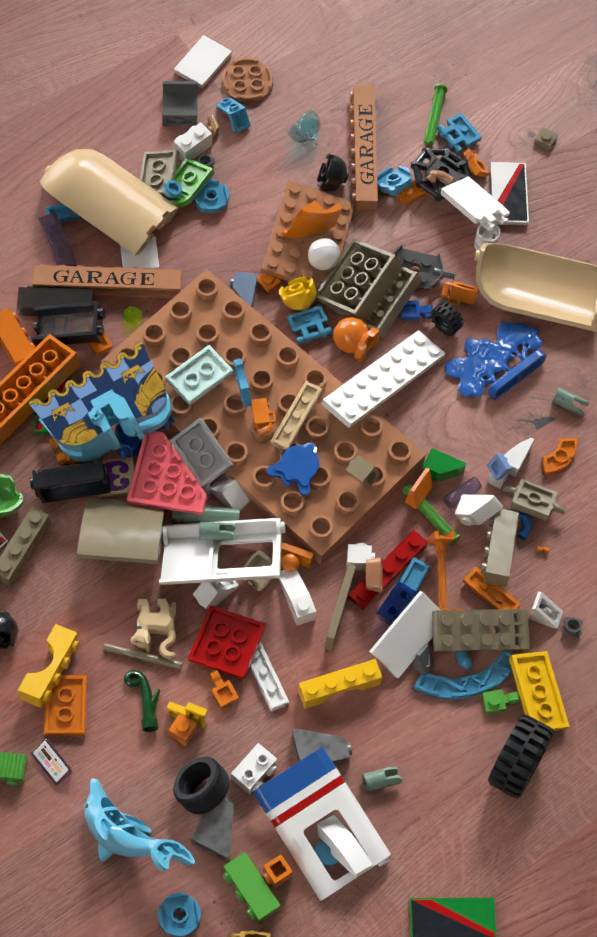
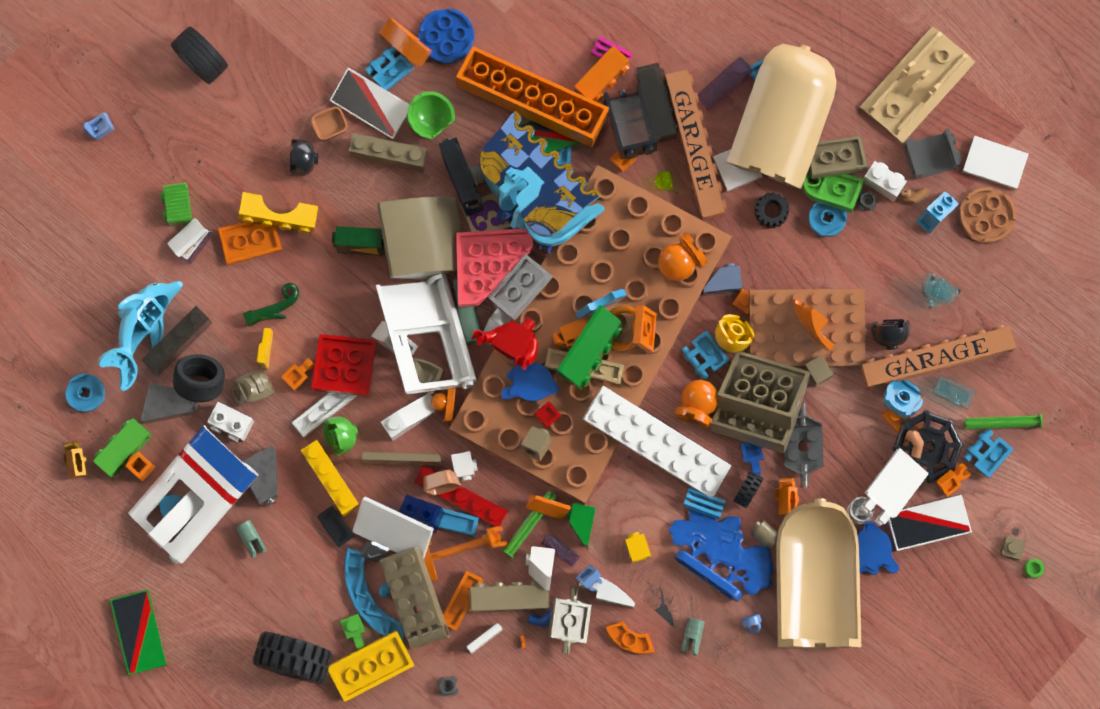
camera: 80 degrees right, 15 degrees up
(43, 766) = (187, 237): none -> white tile
(104, 593) = (358, 240): none -> dark green brick
(111, 99) = (917, 84): none -> tan hinge
(142, 656) = (313, 293): dark tan bar -> none
(152, 801) = (176, 341): none -> clear smoke brick
(155, 623) = (347, 299): tan animal -> none
(172, 189) = (816, 176): dark azure tile -> none
(183, 730) = (248, 348): orange brick -> none
(190, 228) = (775, 199): none -> black tyre
(199, 375) = (602, 261): light aqua tile -> none
(216, 531) = (445, 320): sand green hinge -> none
(220, 302) = (679, 259): none -> orange tile
(221, 736) = (253, 387): none -> dark tan piece
(258, 465) = (512, 341): none -> red torso
(275, 352) = (642, 327): none -> orange tile
(285, 398) = (590, 348): none -> green slope
(298, 663) = (340, 434): none -> bright green cylinder
(324, 254) = (780, 347): white piece -> none
(335, 459) = (547, 414): none -> red tile
(348, 233) = (818, 371): none -> dark tan panel
(388, 693) = (335, 526): none -> black tile
(398, 143) = (954, 392): none -> clear light blue plate
(445, 361) = (704, 500): none -> dark azure tile
(477, 425) = (637, 547): none -> yellow brick
(489, 318) = (765, 534): none -> dark tan brick
(524, 237) = (875, 550): none -> blue tile
(532, 578) = (484, 638): none -> white tile
(545, 611) = (454, 657): white slope -> none
(566, 350) = (754, 619): none -> medium blue tile
(567, 128) = (1034, 568): none -> bright green tile

